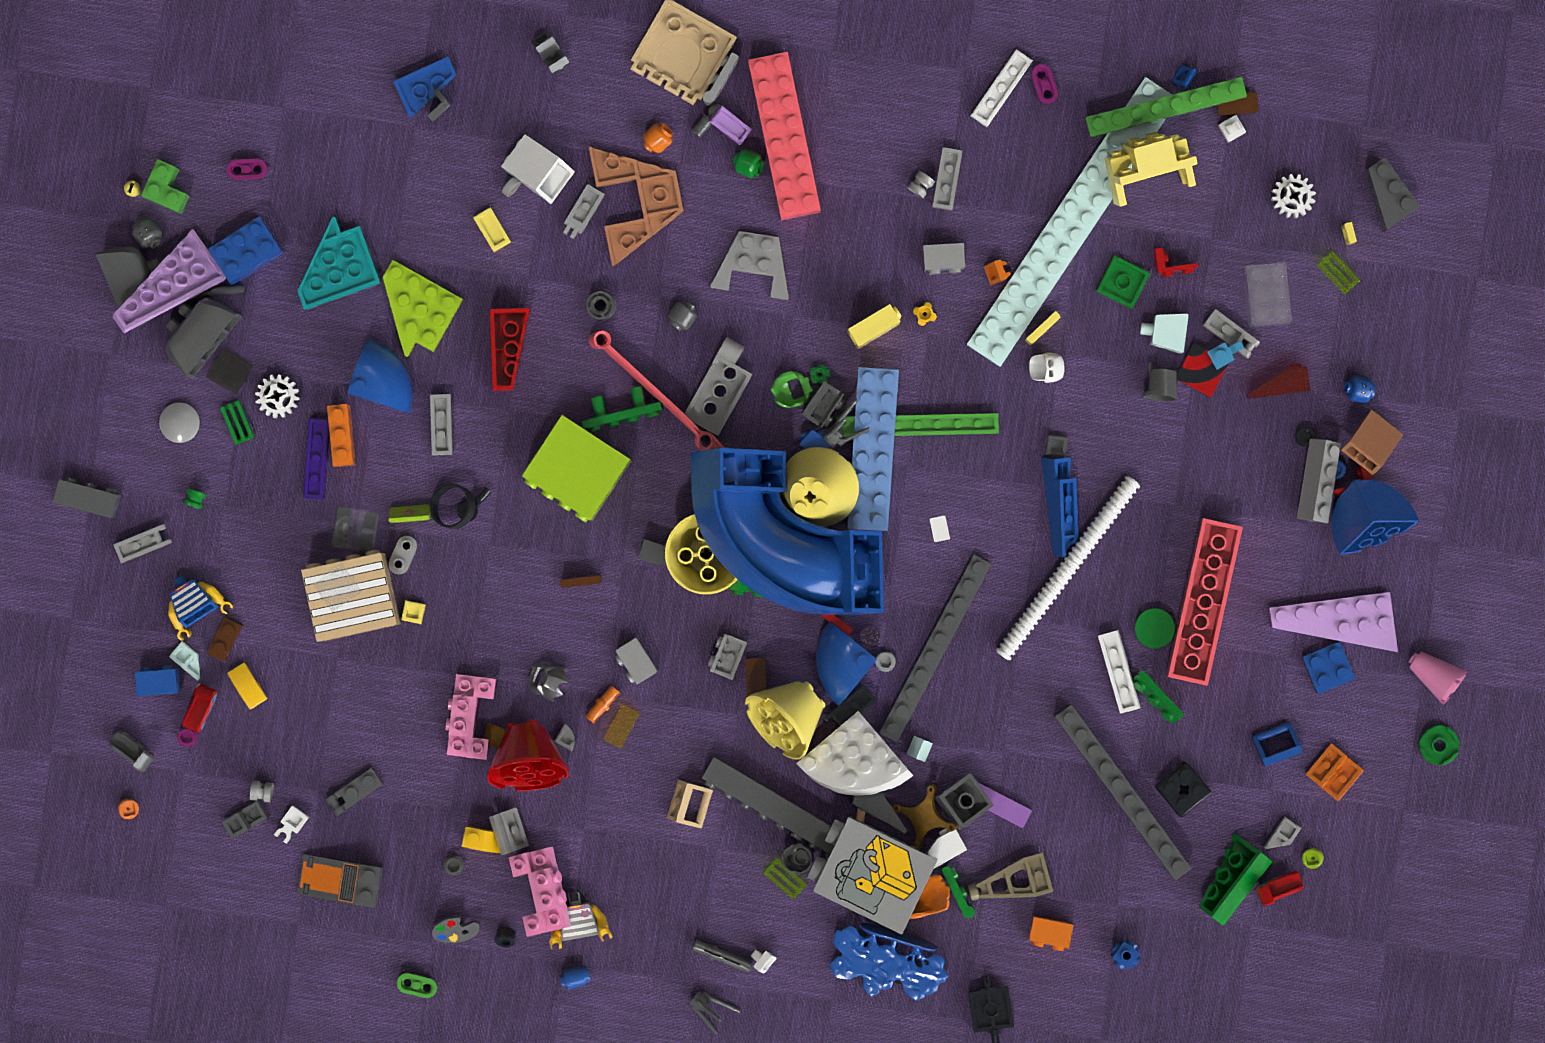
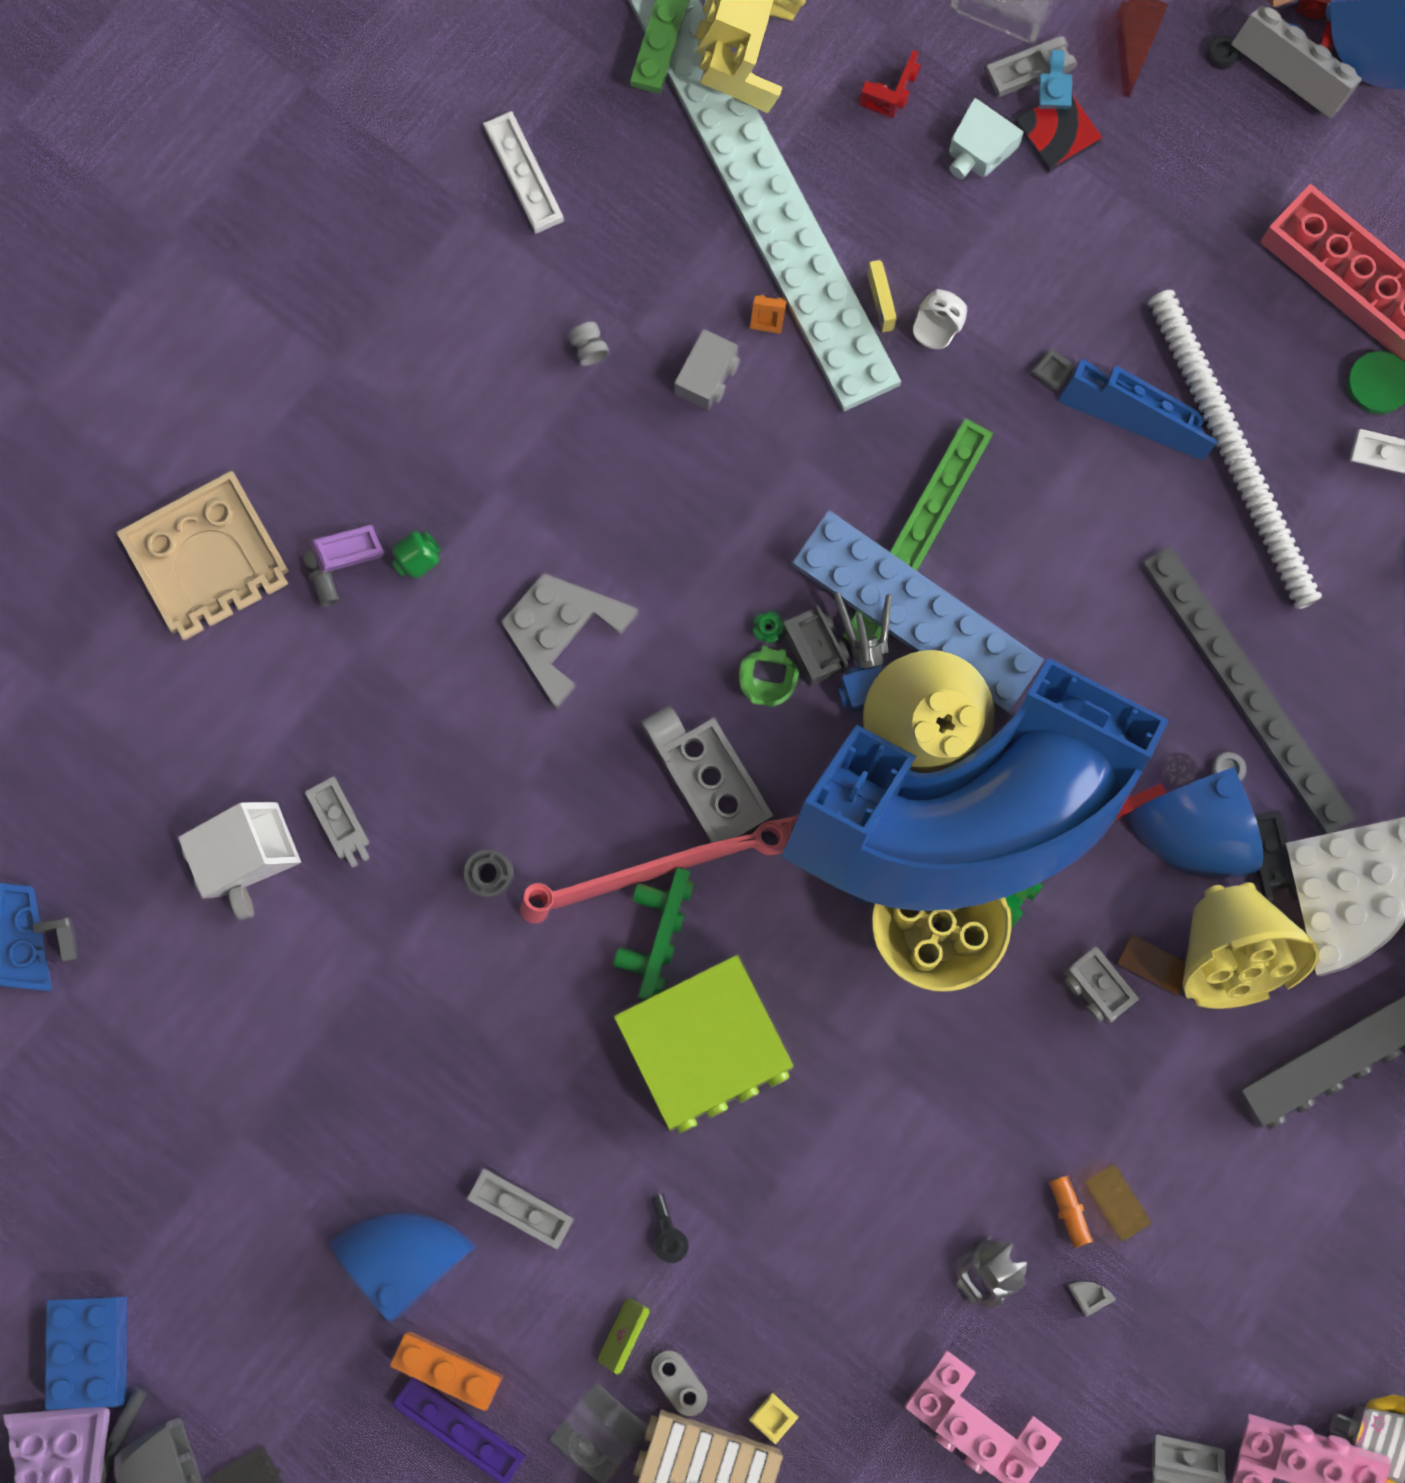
camera: 65 degrees left, 10 degrees down
(280, 405) = (315, 1431): white gear -> none
(338, 267) = (198, 1227): teal wing -> none
(418, 307) = (330, 1141): lime wing -> none
(435, 500) = (626, 1284): black tyre -> none
(492, 229) = (284, 967): light yellow tile -> none
(494, 734) = (1028, 1401): pearl gold slope -> none
(506, 341) = (461, 1042): red wedge -> none
(527, 759) = (1095, 1373): red cone -> none
(550, 52) = (86, 735): dark grey brick -> none
(581, 581) = (871, 1136): reddish brown tile -> none
(636, 661) = (1035, 1123): light grey brick -> none
(652, 553) = (890, 1005): dark grey brick -> none
(657, 137) = (302, 656): orange head -> none
(657, 193) = (382, 704): nougat wing -> none
(681, 800) = (1279, 1178): tan tile -> none
(682, 315) = (572, 767): dark grey head -> none
(720, 80) = (276, 526): light grey plate -> none
(784, 136) = (408, 484): coral brick -> none
(874, 326) = (747, 510): light yellow brick -> none
(918, 311) = (773, 432): yellow plate -> none
(919, 748) = (1380, 793): light aqua slope -> none
(939, 528) = (1079, 590): white sticker -> none
(947, 179) = (602, 306): light grey plate -> none
(1044, 84) = (554, 112): magenta plate -> none
(1123, 282) = (879, 164): green tile -> none
(1161, 384) = (1050, 186): dark grey hat -> none

